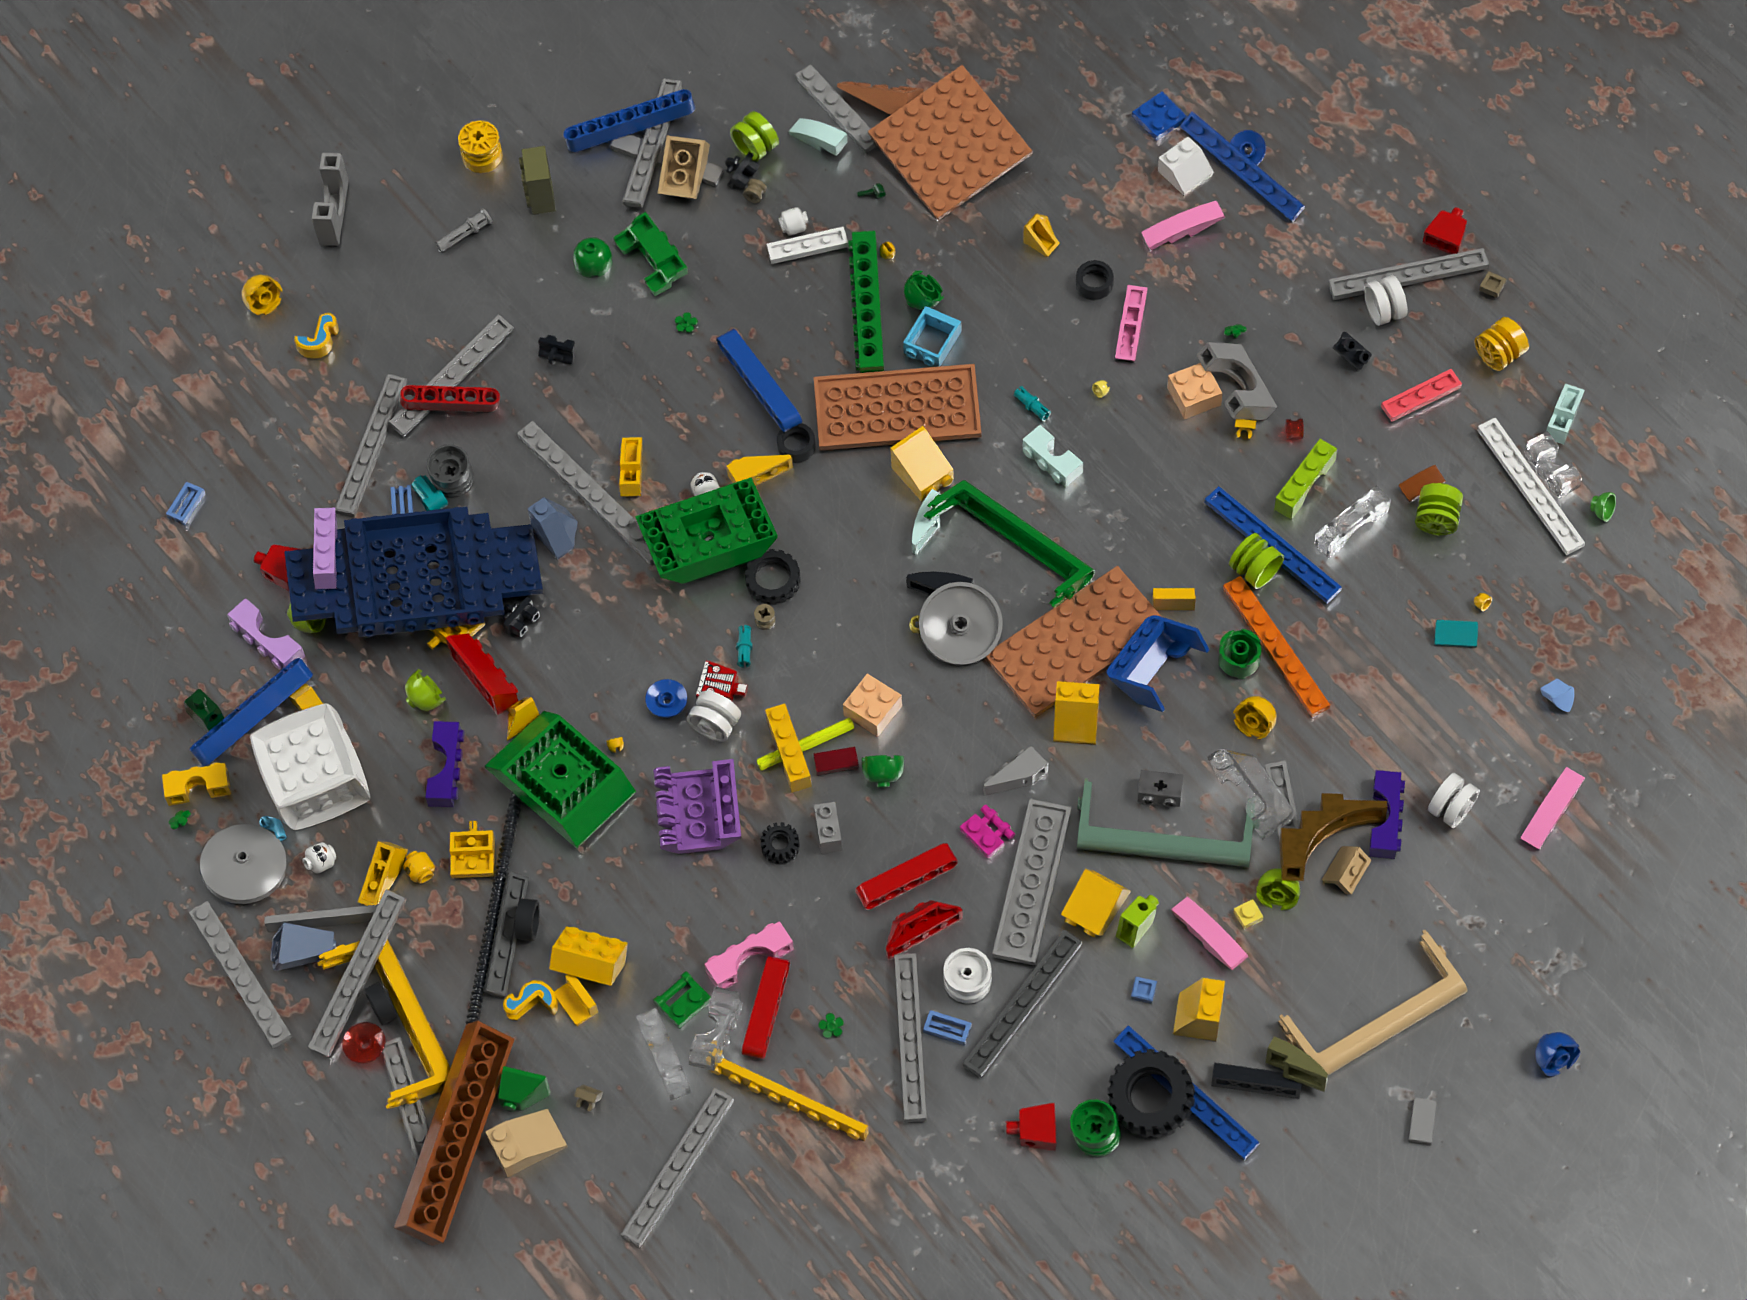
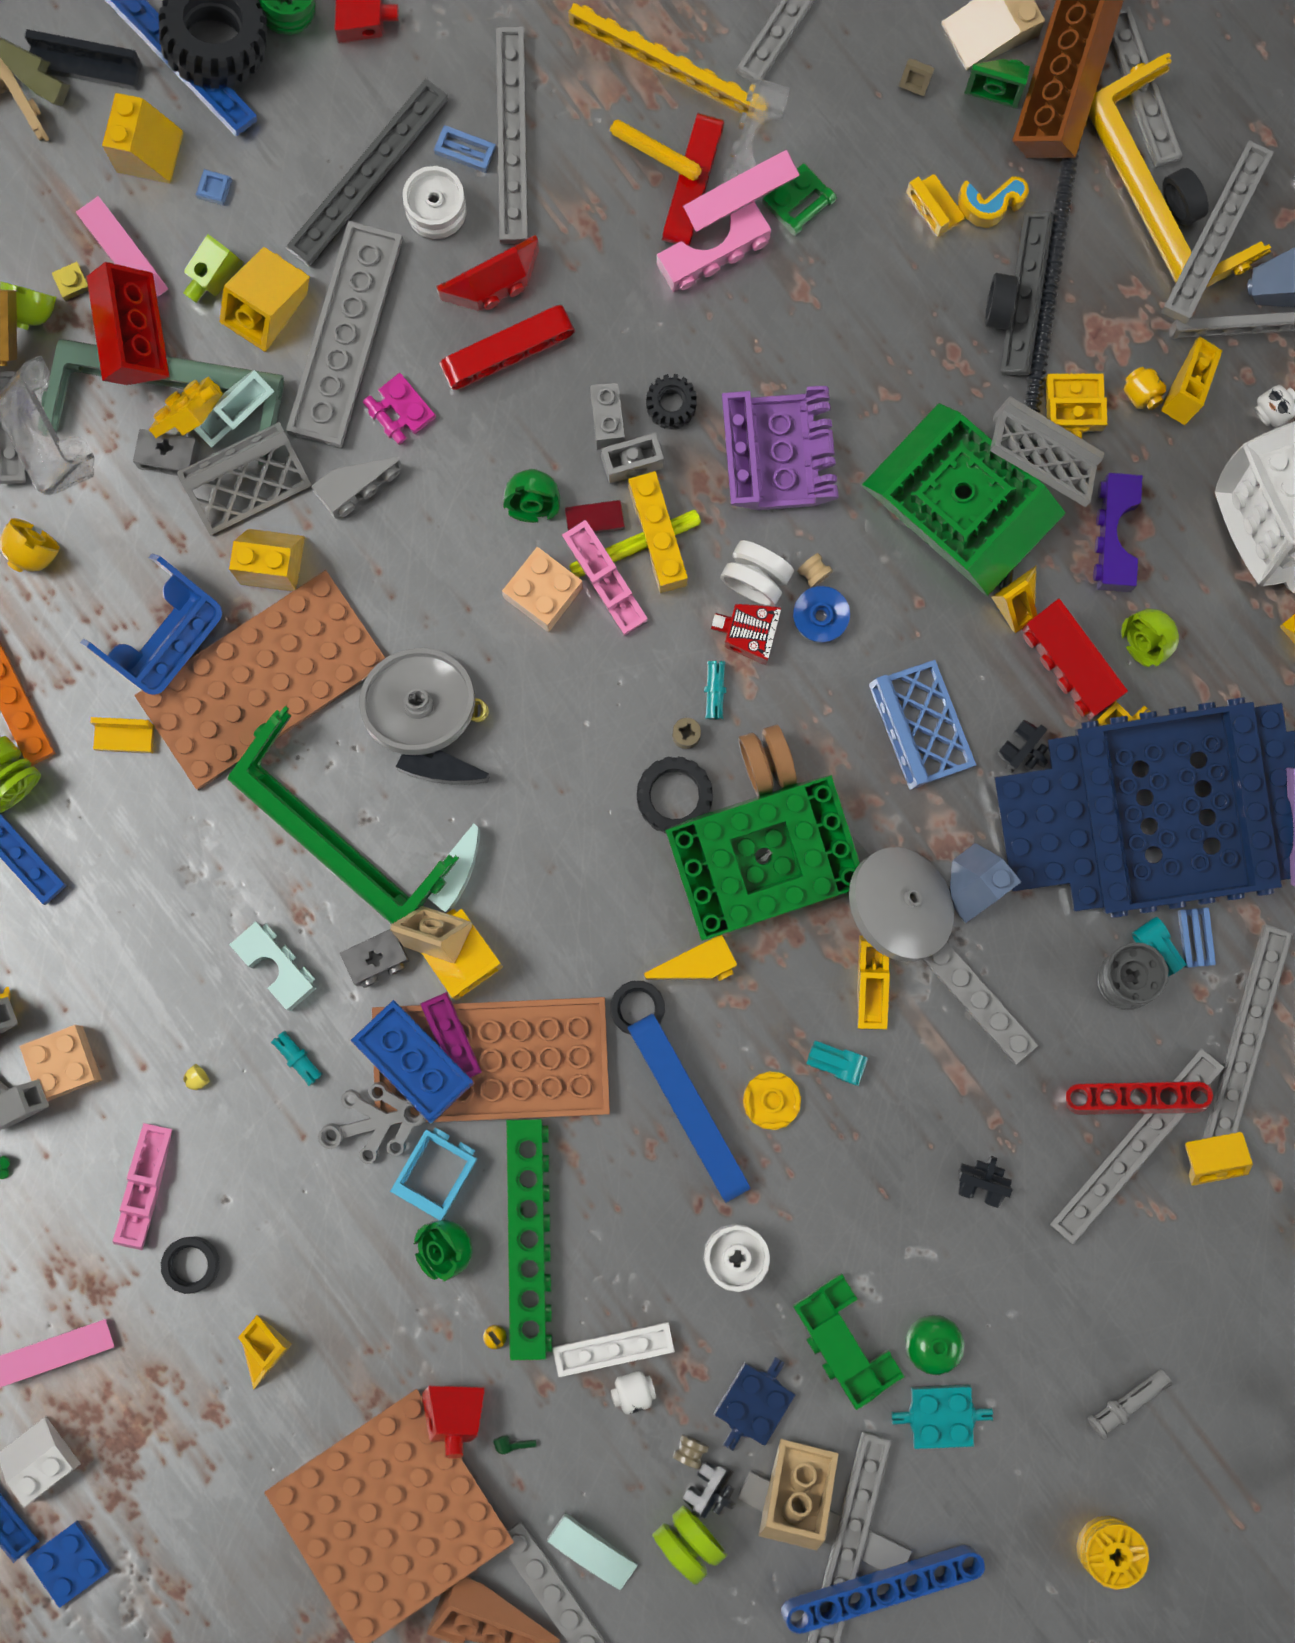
camera: 175 degrees right, 20 degrees up
(359, 1035) = (1210, 146): clear red dish -> none
(396, 370) = (1218, 1158): none -> yellow panel
(490, 817) = (1056, 443): none -> light grey fence
(537, 180) = (1022, 1473): olive brick -> none
(588, 219) = (942, 1416): none -> teal plate
(588, 955) = (920, 244): yellow brick -> none
(610, 505) = (901, 904): none -> light grey dish
(610, 628) = (898, 725): none -> medium blue fence
(615, 742) = (893, 560): yellow hinge -> none
(652, 414) = (843, 1064): none -> teal piece
(663, 1054) = (831, 137): clear arch -> none
(671, 728) = (814, 570): none -> tan wheel
(686, 322) = (795, 1224): green plant -> none
(702, 394) = (771, 1100): none -> yellow tile
(703, 483) = (768, 939): white head -> none
(705, 593) = (772, 758): none -> medium nougat wheel
(713, 220) = (754, 1404): none -> dark blue plate
(725, 297) = (741, 1274): none -> white wheel
(728, 981) = (741, 190): none -> bright pink slope
(795, 1023) = (655, 149): none -> yellow axle
(805, 795) = (632, 458): none -> light grey brick
(826, 713) = (604, 577): none -> bright pink slope
(831, 1025) = (610, 155): green plant -> none
(910, 198) = (453, 1416): none -> red torso
(924, 413) = (450, 1033): none -> magenta tile
(938, 468) = (432, 933): none -> tan slope
(950, 395) = (412, 1061): none -> blue tile
(951, 368) = (378, 1121): none -> light grey plant
(981, 464) = (358, 957): none -> flat silver brick
(1111, 769) = (239, 456): none -> light grey fence
(1114, 813) = (234, 407): none -> light aqua slope
(1145, 808) = (188, 408): none -> yellow plate
(1195, 865) = (127, 324): none -> red slope
(1239, 653) = (56, 639): green brick -> none

